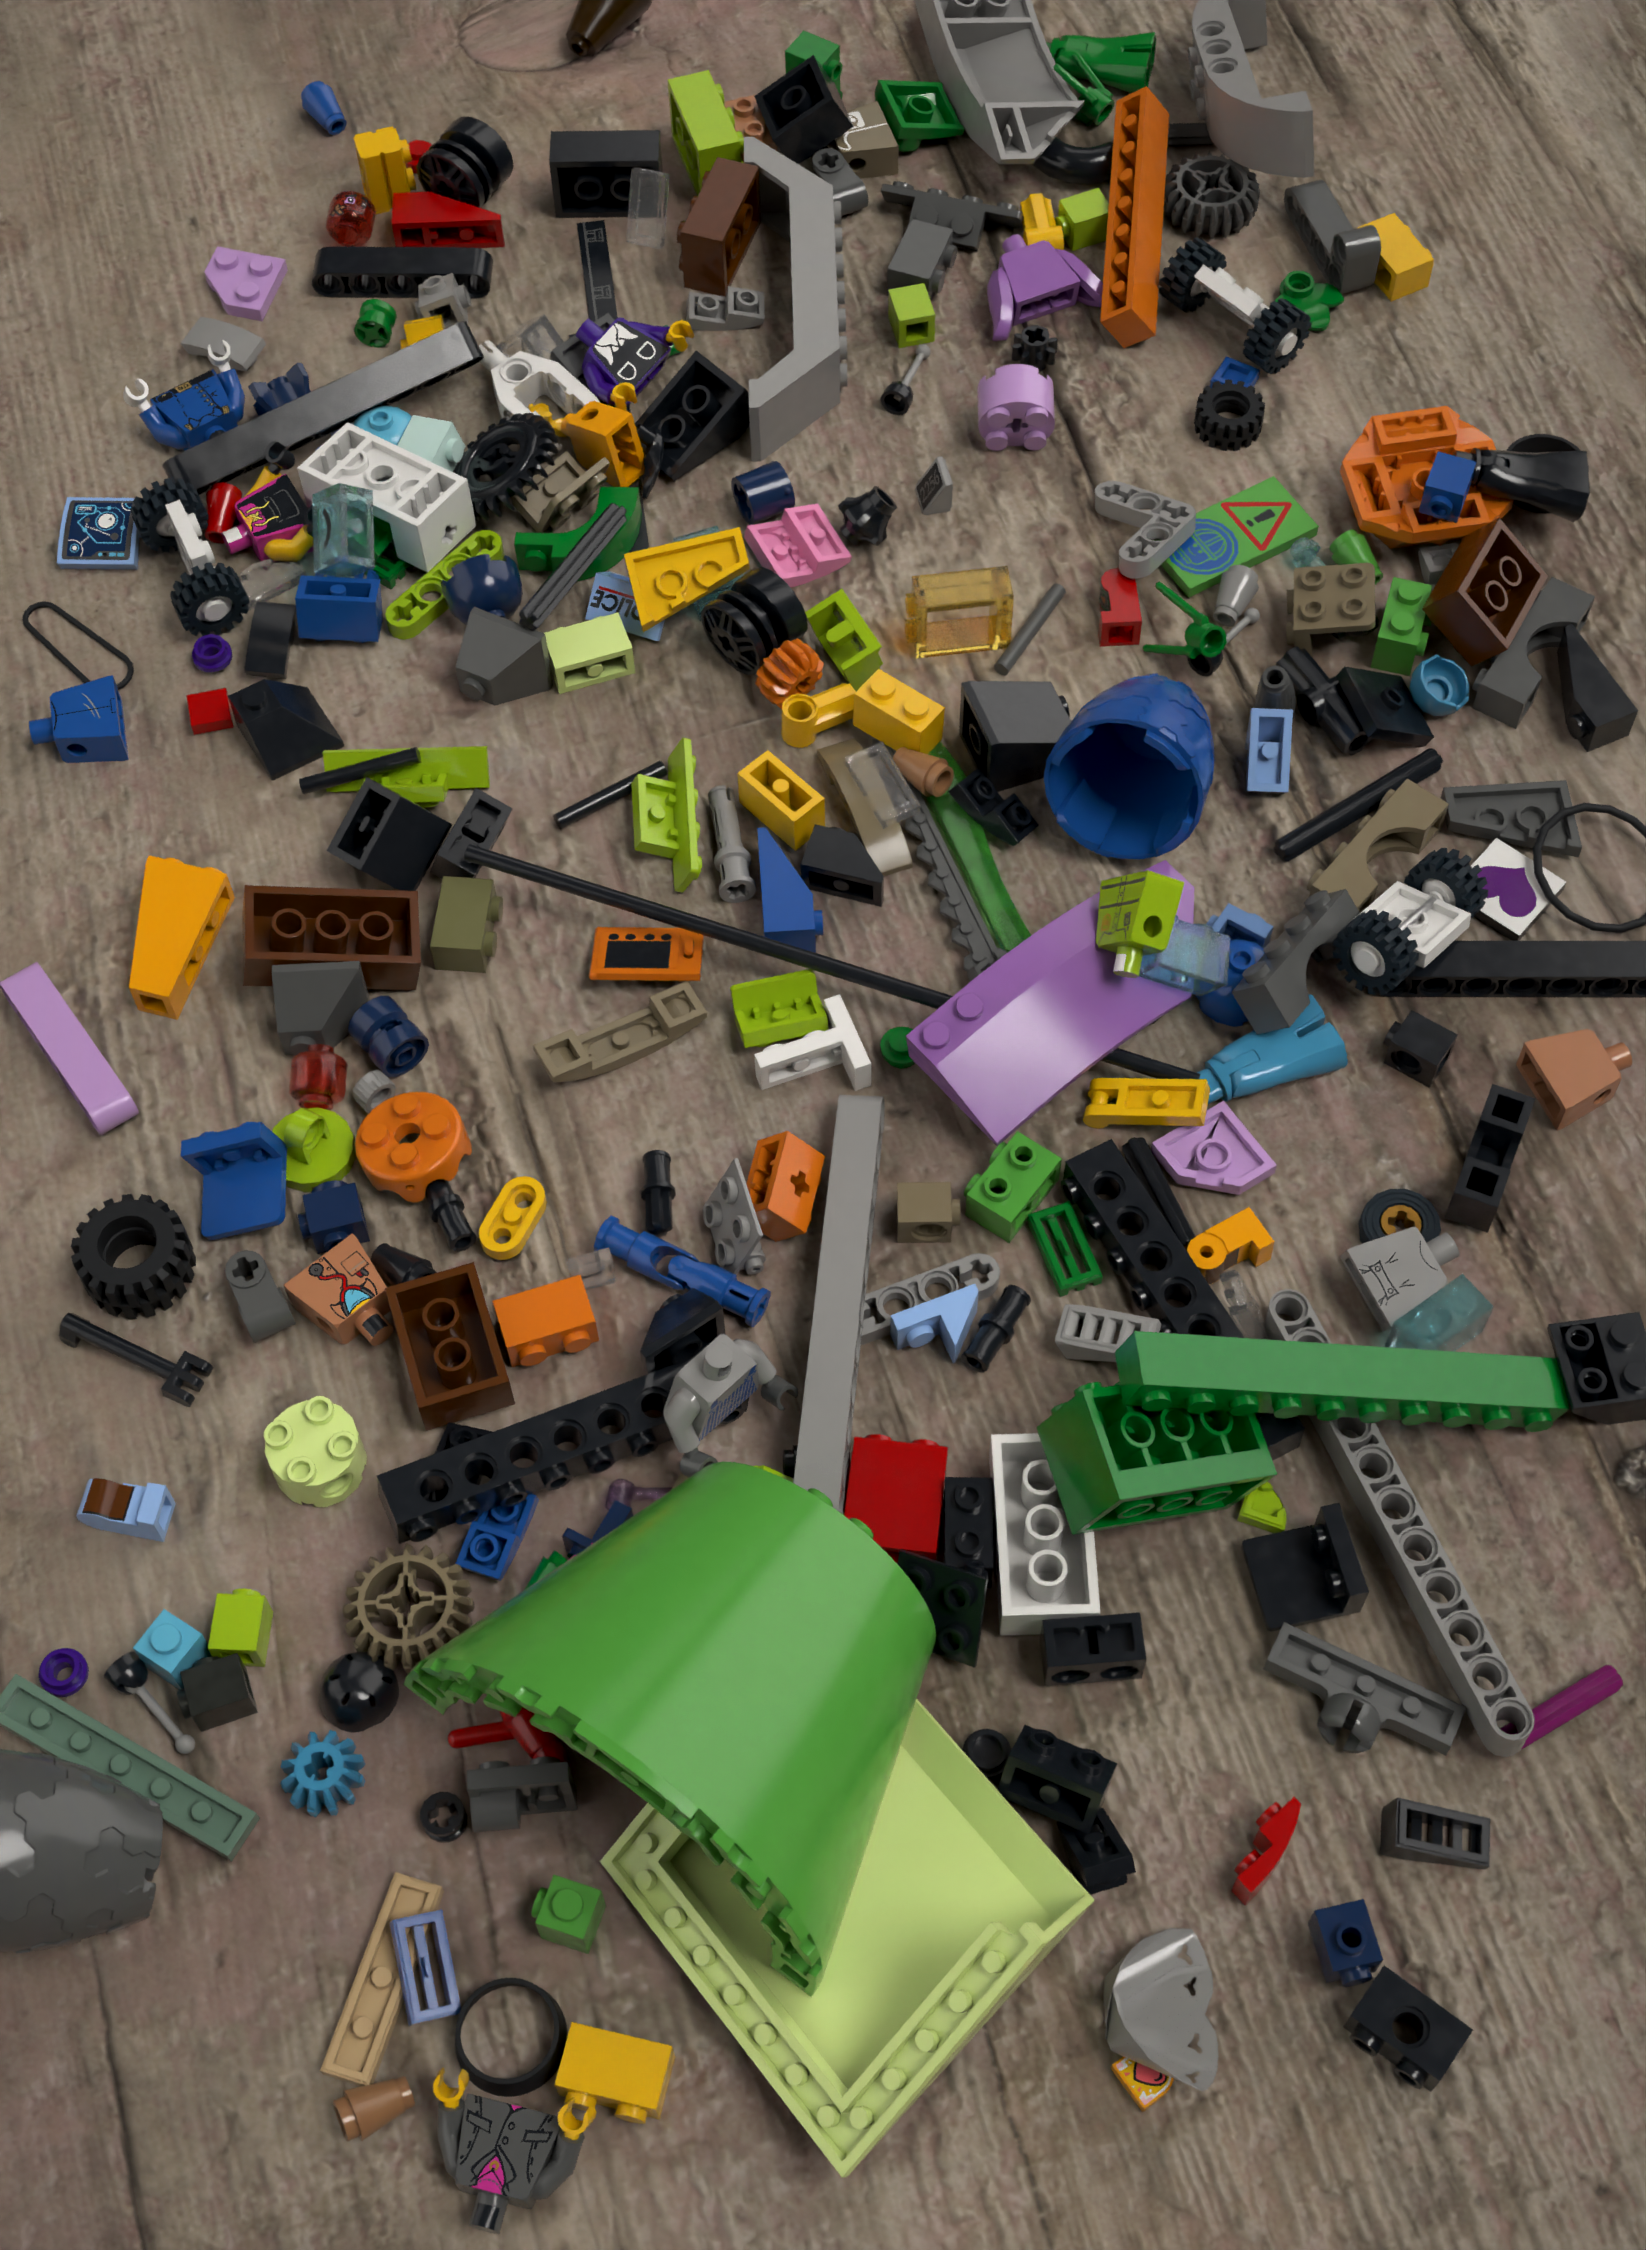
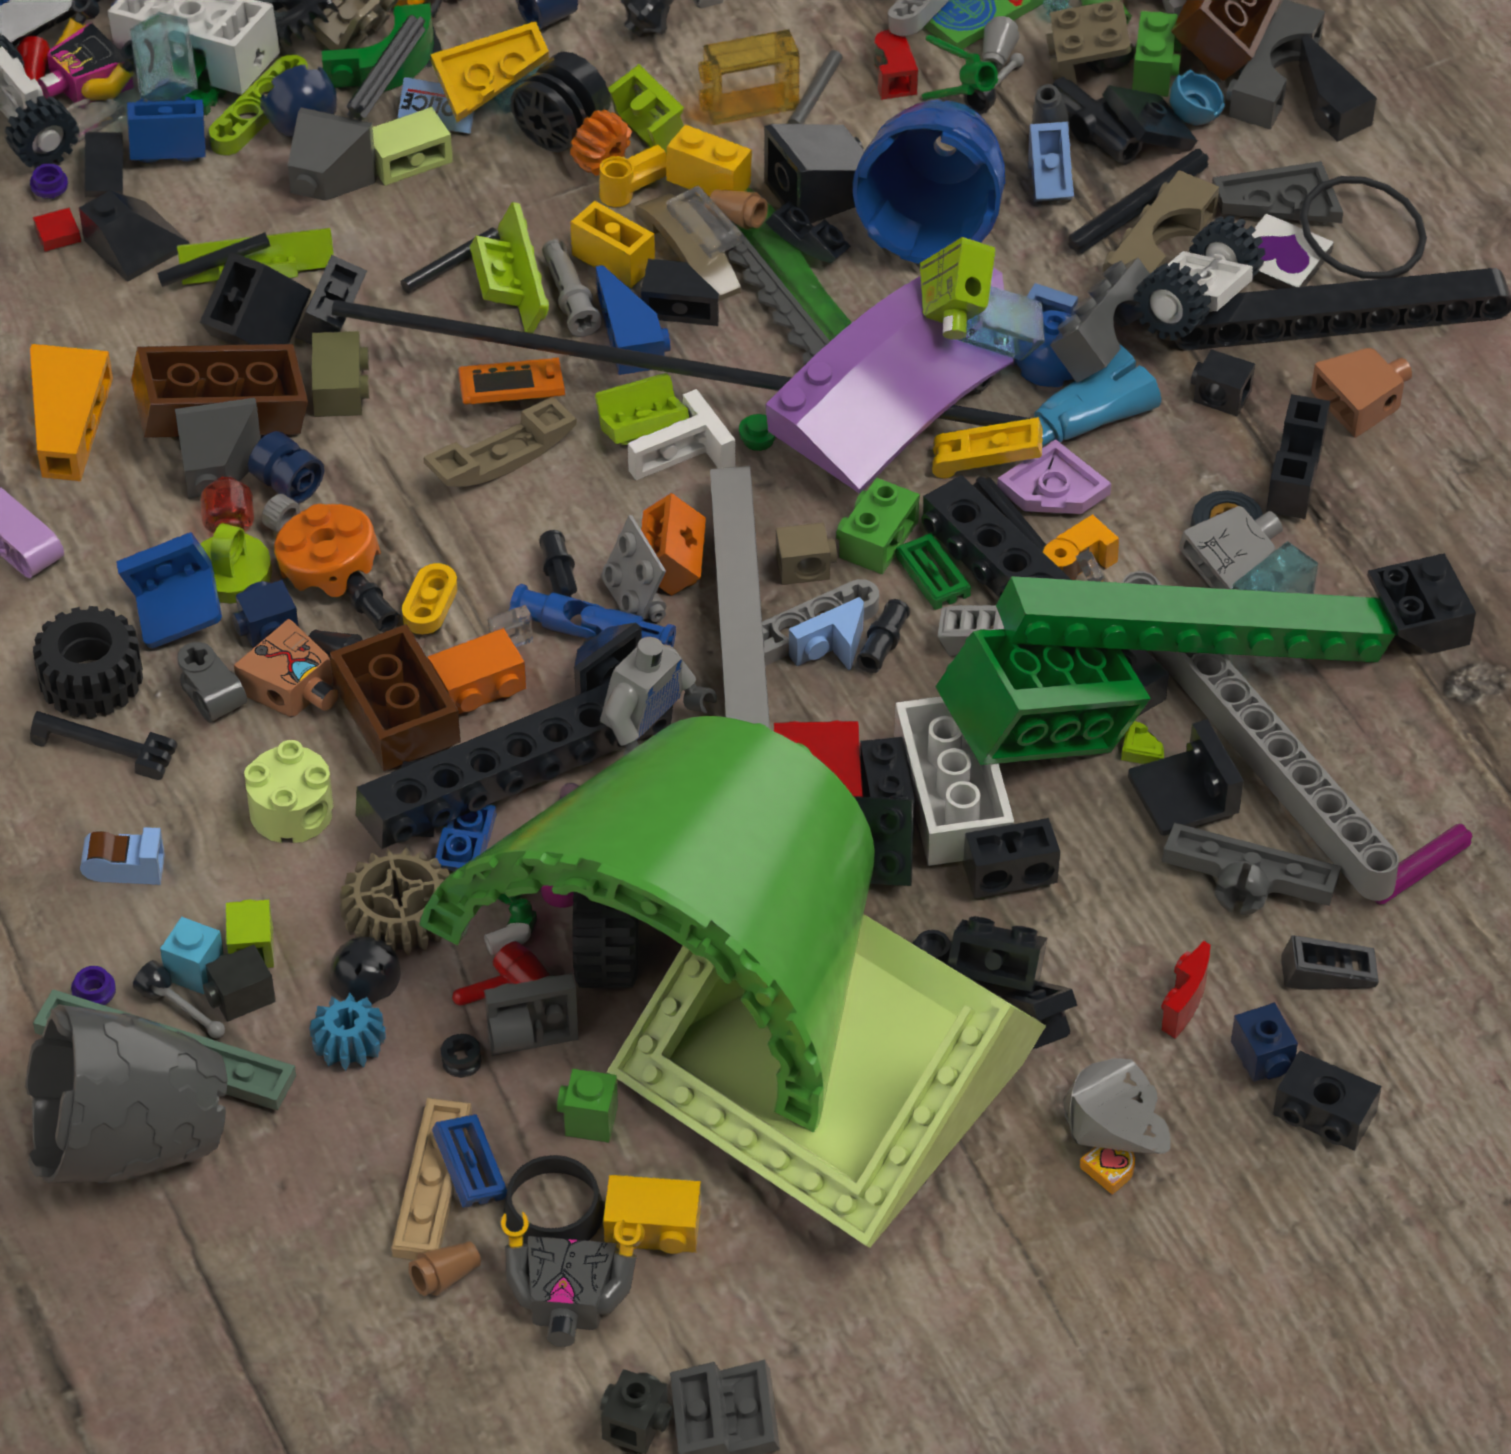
camera: 10 degrees left, 10 degrees down
(798, 545) = (592, 36): bright pink slope -> none

